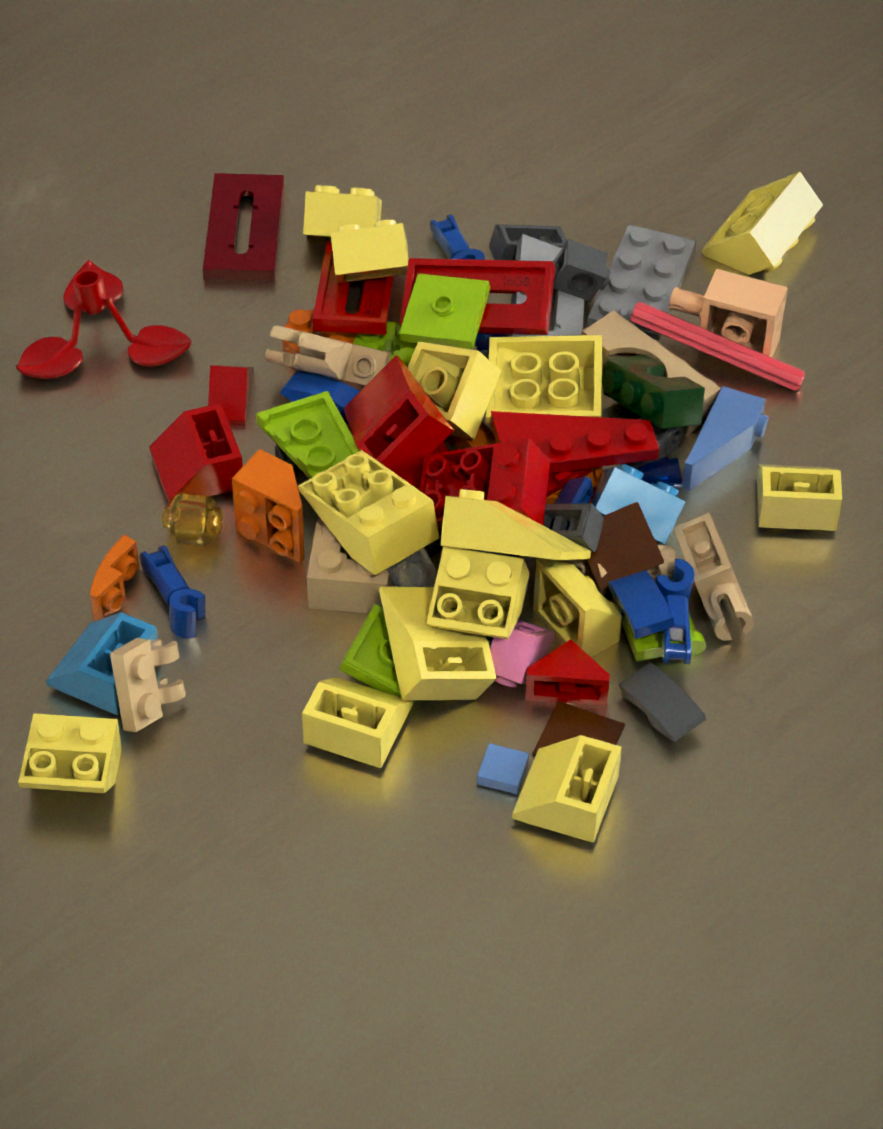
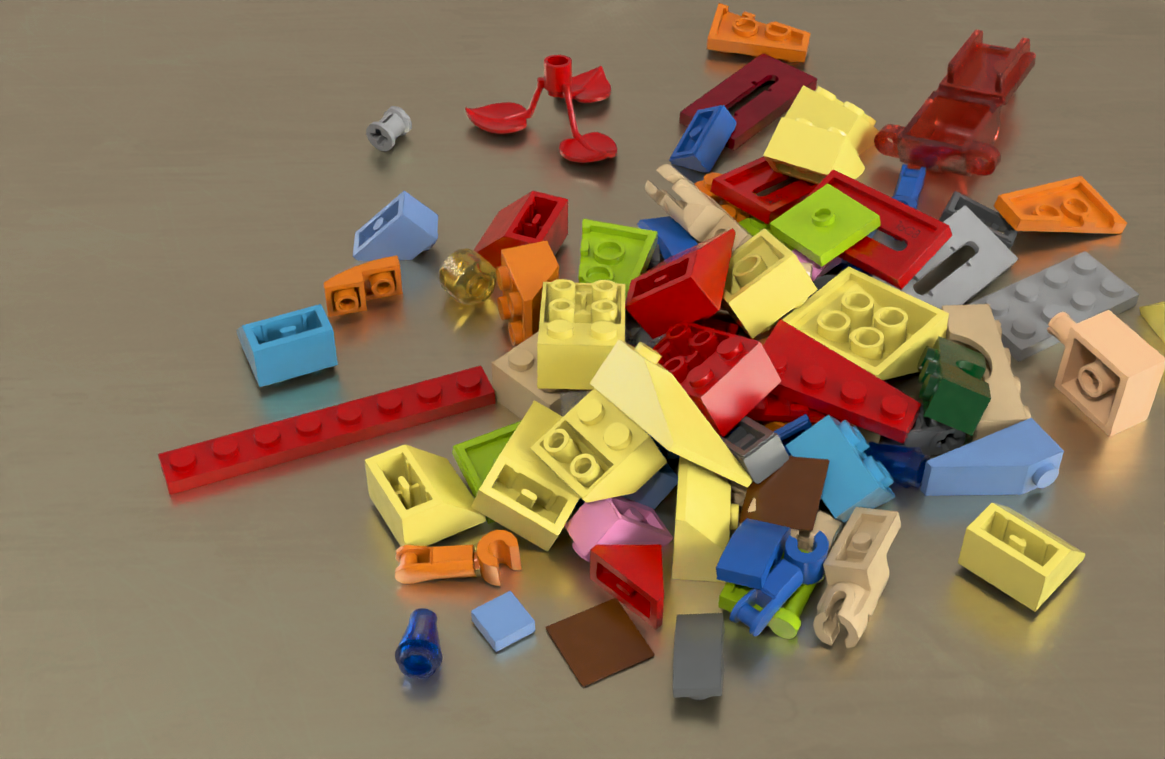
camera: 40 degrees right, 5 degrees down
(71, 754) = (180, 391): light yellow slope -> none
(86, 515) = (399, 229): none -> medium blue slope
(136, 682) = (278, 363): tan plate -> none
(183, 164) = (747, 36): none -> orange wing
(183, 603) = (396, 328): blue piece -> none
(209, 717) = (325, 429): none -> red plate
(232, 389) = (604, 202): red slope -> none
(248, 284) = (704, 139): none -> blue slope
(441, 147) = (964, 113): none -> clear red piece
(452, 733) = (459, 561): none -> orange piece
(470, 824) = (420, 646): none -> clear blue cone
(570, 787) = (535, 676): light yellow slope -> none
(581, 196) = (1060, 207): none -> orange wing
(581, 270) = (991, 259): dark grey brick -> none
(717, 346) = (1069, 388): coral axle -> none

